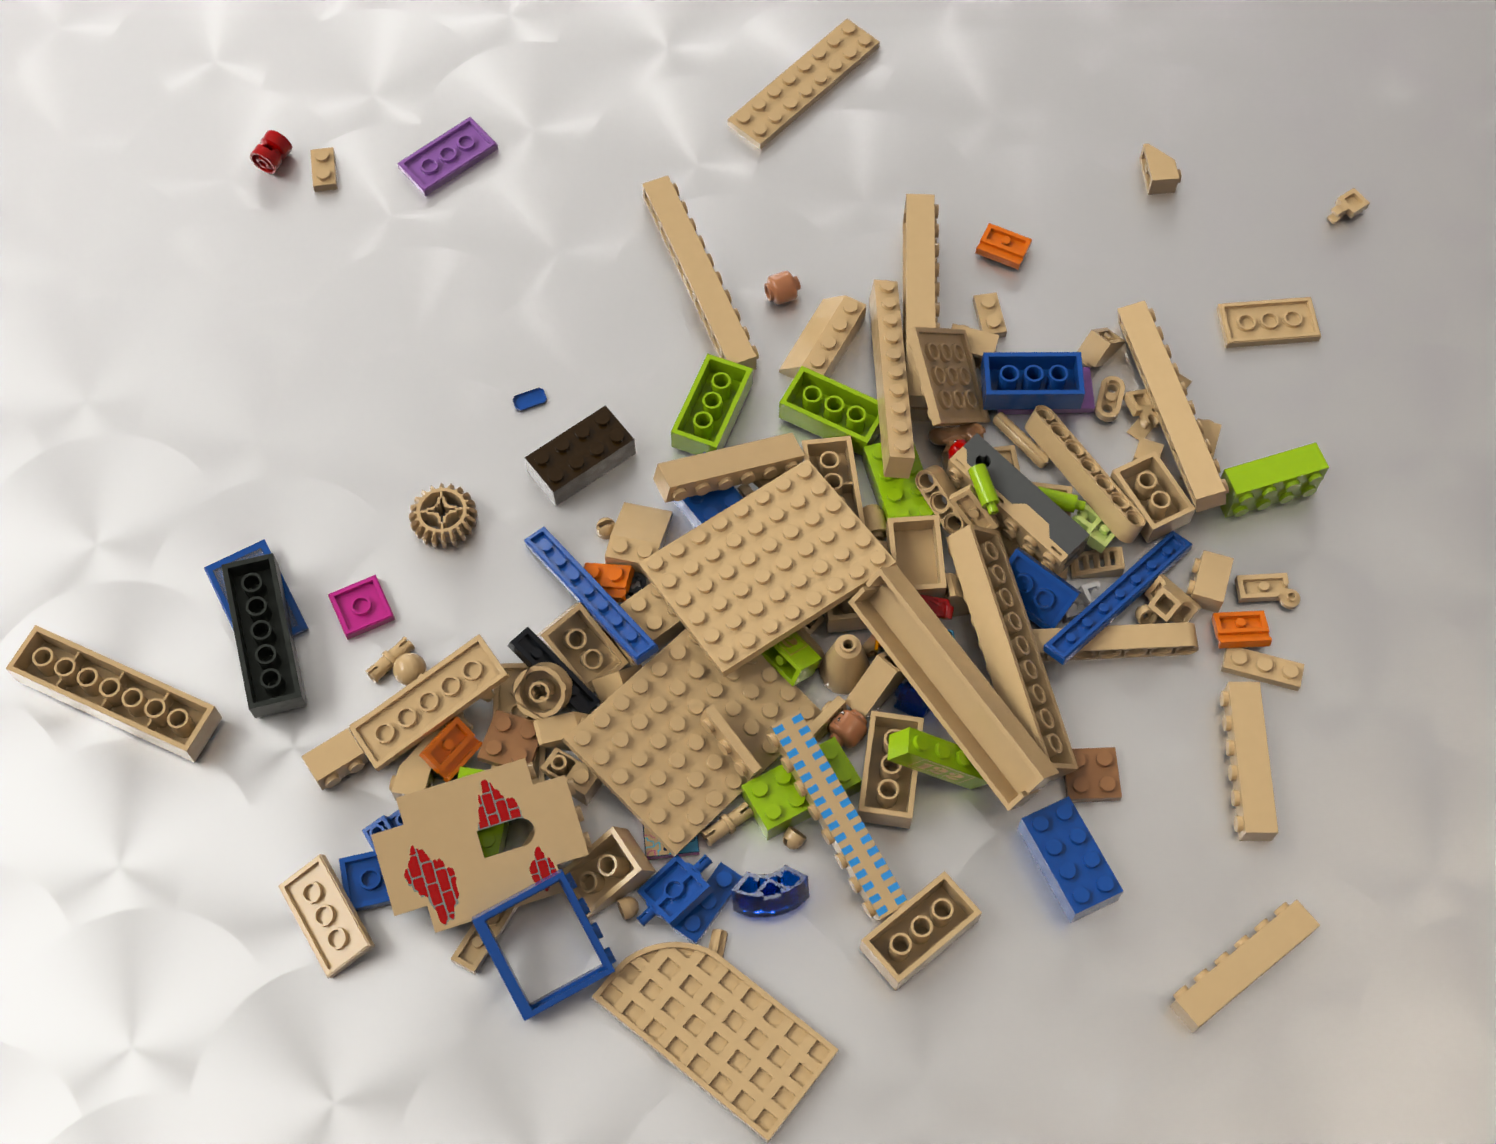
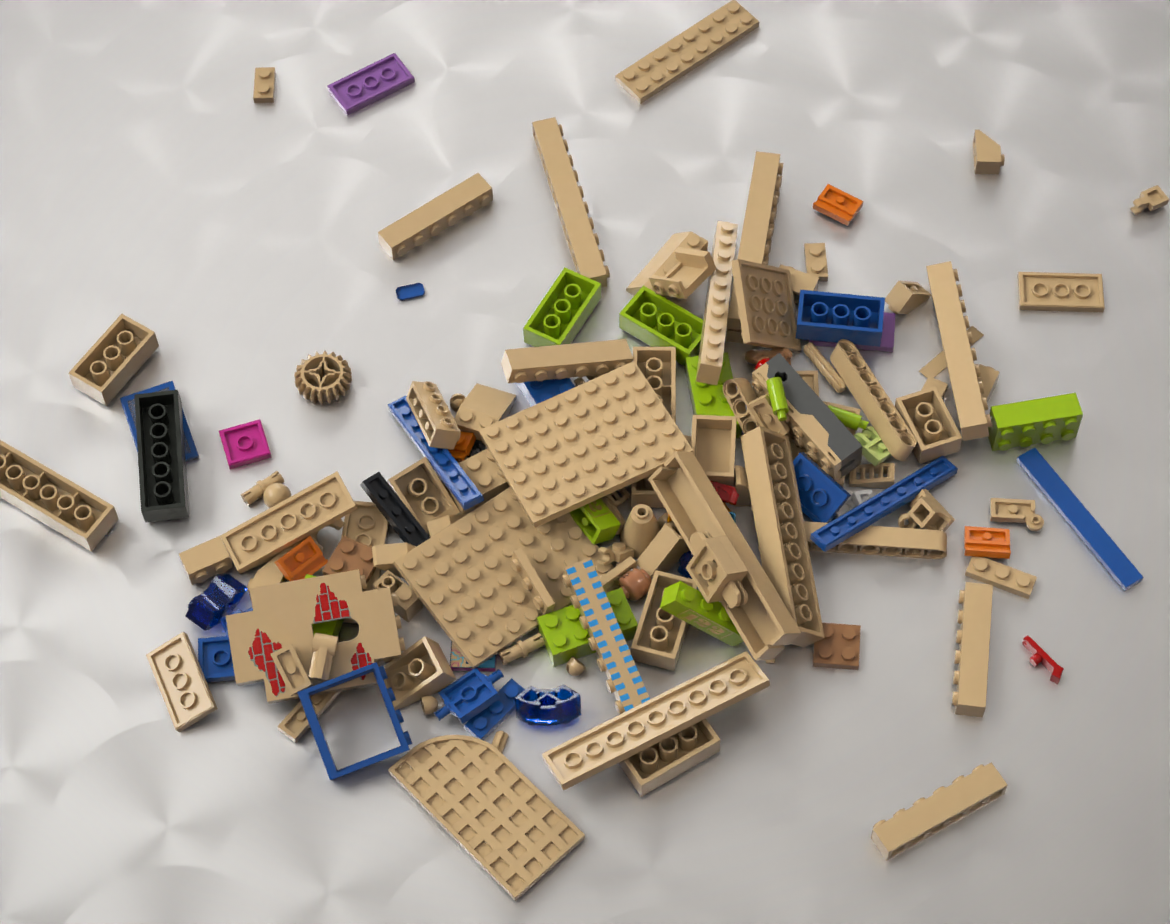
camera: 10 degrees right, 5 degrees down
(190, 521) = (113, 359): none -> tan brick
(270, 152) = (221, 66): red wheel -> none
(348, 816) = (214, 602): none -> clear blue brick
(460, 892) = (291, 669): none -> tan plate
(496, 863) = (323, 650): none -> tan piece
(528, 690) = (372, 527): tan brick -> none
(546, 306) = (435, 216): none -> tan brick
(580, 455) = (445, 340): dark brown brick -> none
(581, 550) = (433, 415): none -> tan brick
(782, 287) = (639, 220): nougat head -> none
(820, 692) = (617, 552): none -> tan plate
(851, 348) = (686, 275): none -> tan panel
(875, 521) = (684, 419): tan brick -> none
(902, 900) = (655, 720): none -> tan plate
(951, 708) = (717, 569): none -> tan brick
(1070, 859) = (805, 710): blue brick -> none
(1108, 400) = (907, 343): tan plate -> none
(1140, 405) = (933, 349): tan plate -> none
(1210, 580) = (967, 499): tan brick -> none
(1326, 760) = (1040, 656): none -> red piece
(1339, 589) = (1080, 519): none -> blue tile

